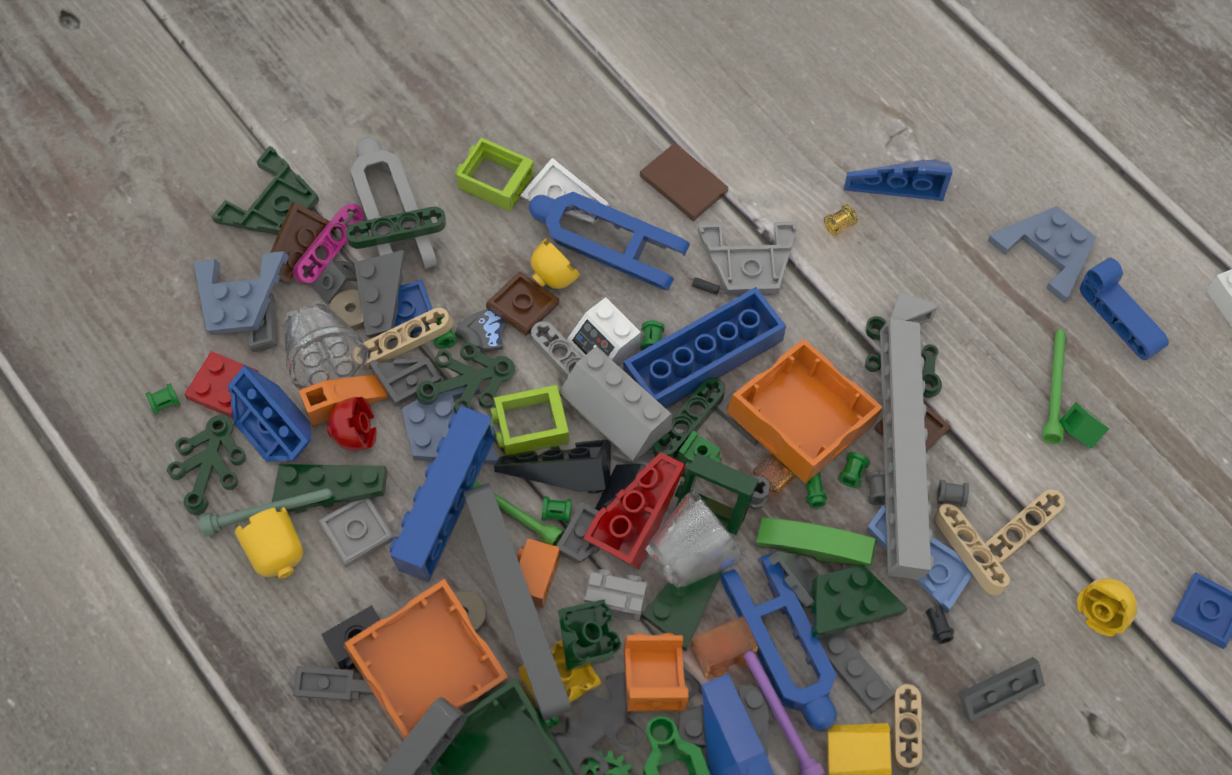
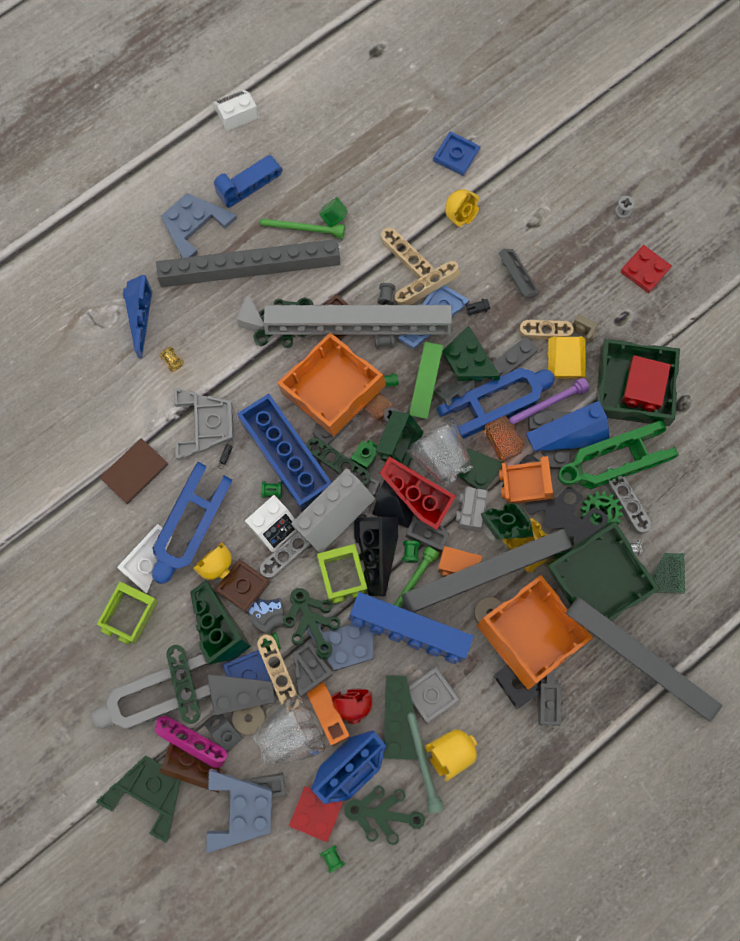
camera: 90 degrees left, 10 degrees up
(462, 275) = (218, 631): none -> dark green wedge
(853, 469) = (372, 355): green bush -> none
(991, 316) = (248, 263): none -> dark grey brick

